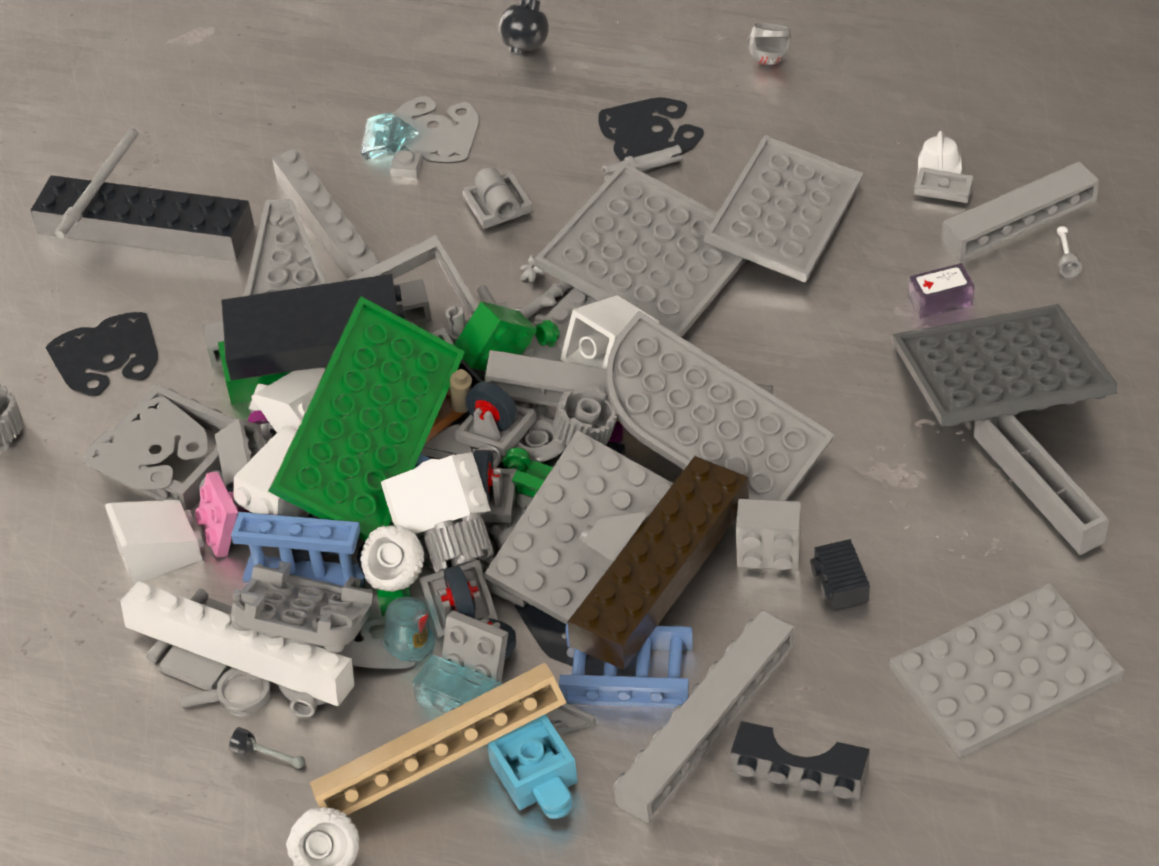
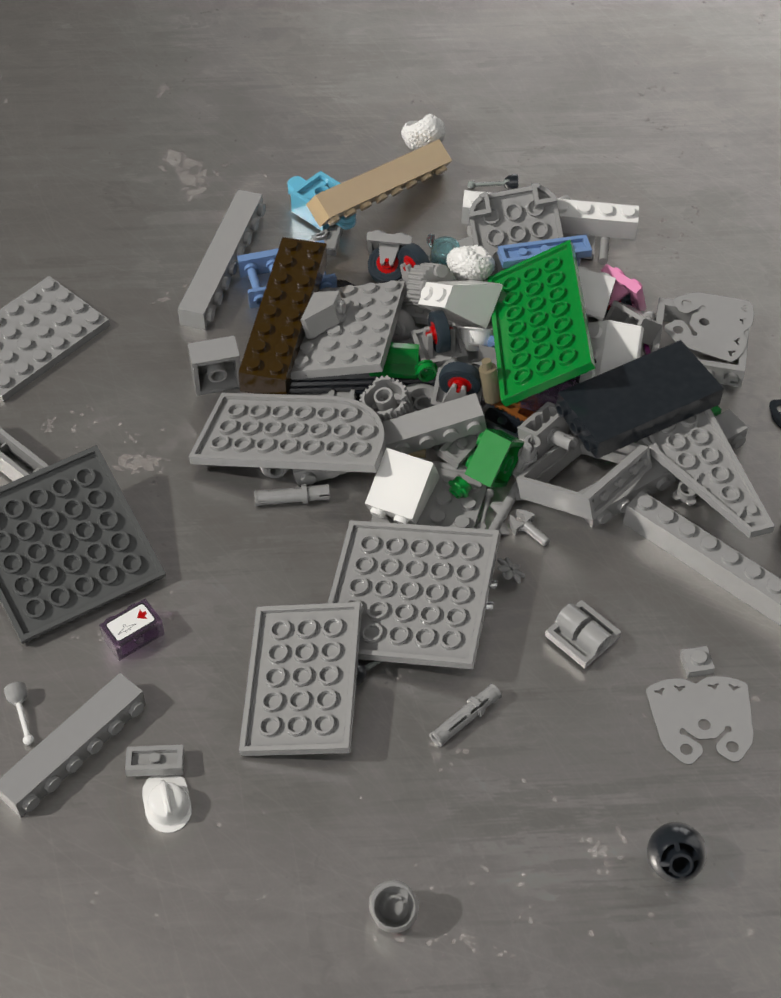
camera: 155 degrees right, 5 degrees up
(154, 537) = (662, 267): white slope -> none
(384, 134) = (738, 685): clear light blue slope -> none
(448, 685) = (387, 224): clear light blue brick -> none
(634, 126) = (496, 764): black piece -> none
(837, 771) = (127, 244): black arch -> none
(841, 574) = (157, 365): black brick -> none

